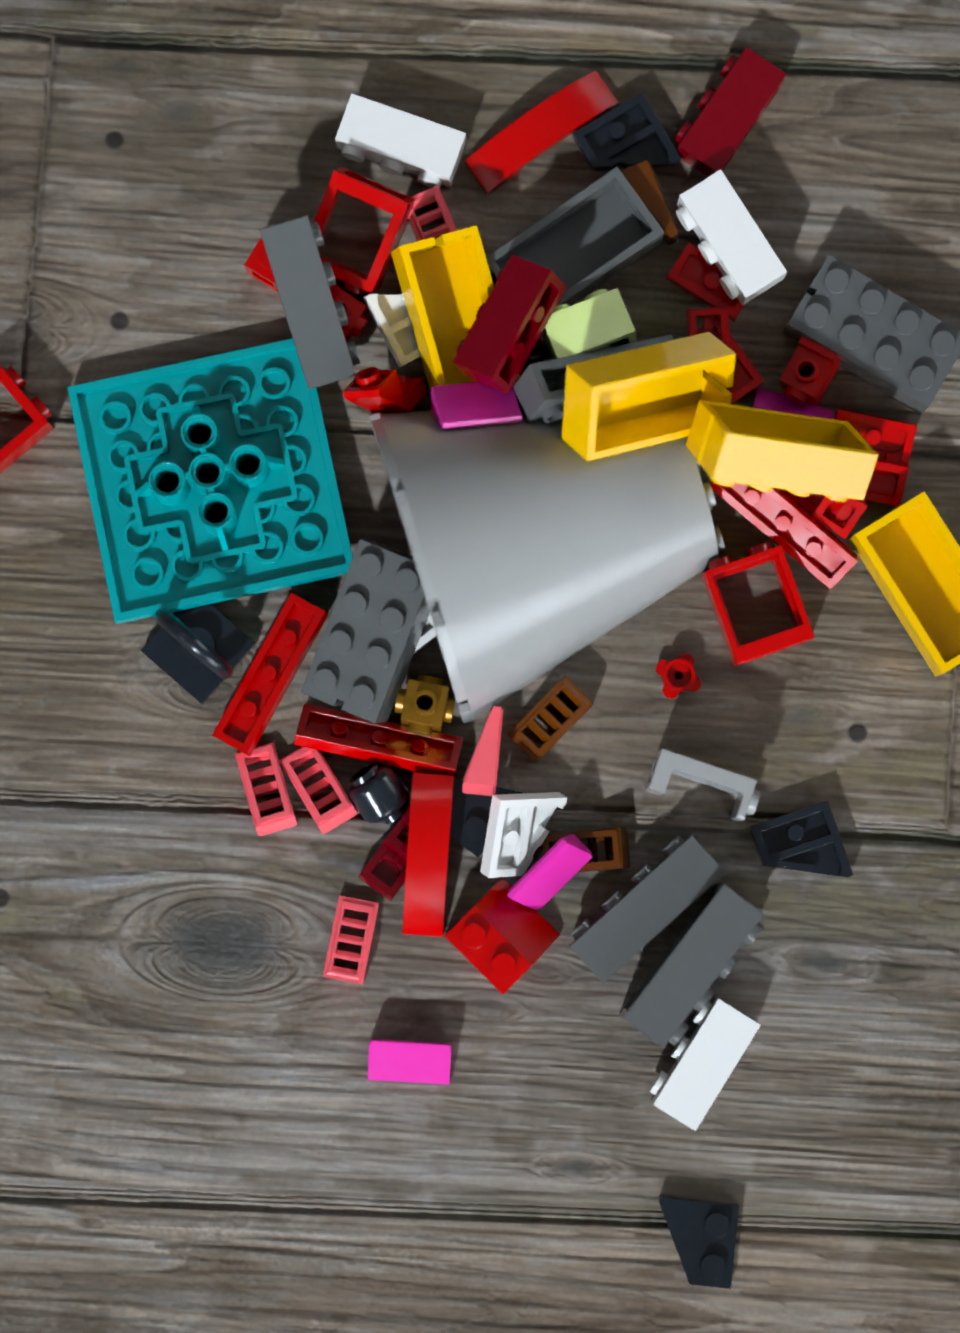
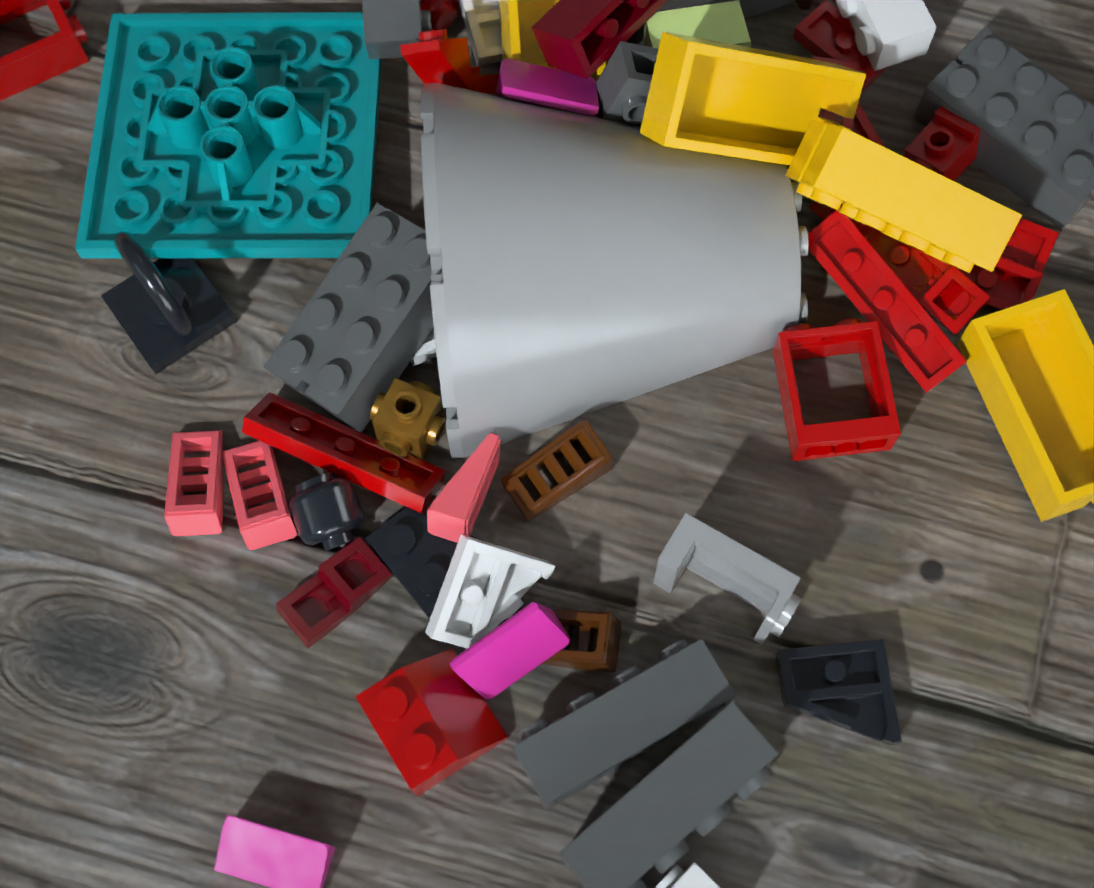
camera: 15 degrees right, 15 degrees down
(270, 674) = (233, 354): red plate -> none
(346, 974) = (251, 710): coral slope -> none
(427, 854) = (362, 596): red slope -> none
(689, 680) = (729, 441): red plate -> none

